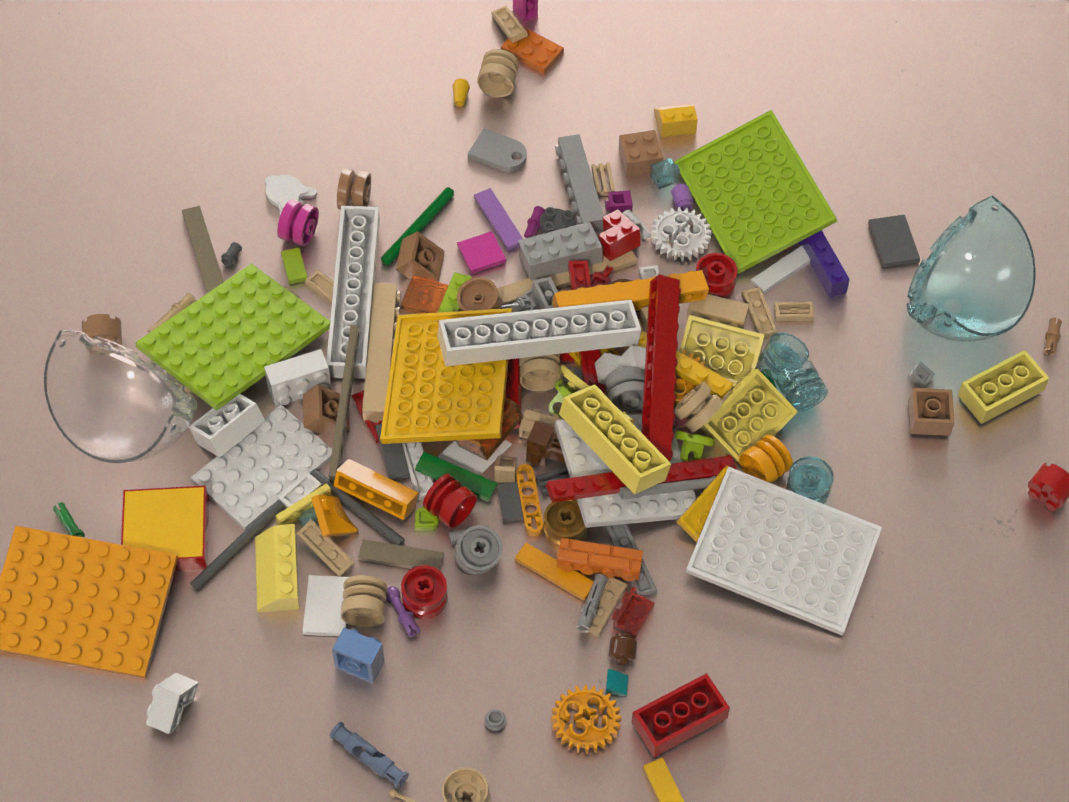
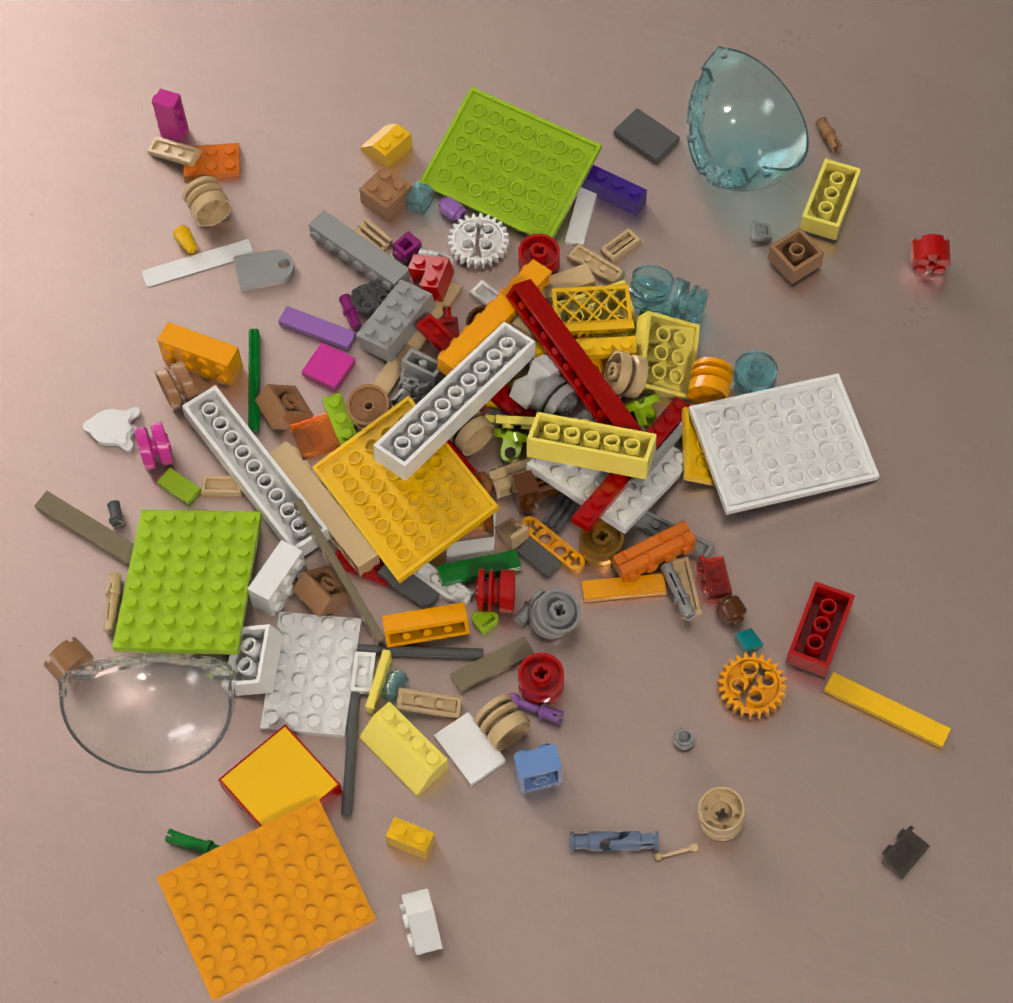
camera: 35 degrees left, 5 degrees up
(221, 637) = (410, 838): none -> yellow brick
(332, 516) = (413, 673): light orange plate -> none
(391, 179) = (200, 353): none -> light orange brick
(454, 115) = (196, 263): none -> white sticker
(707, 355) = (597, 326): none -> yellow fence

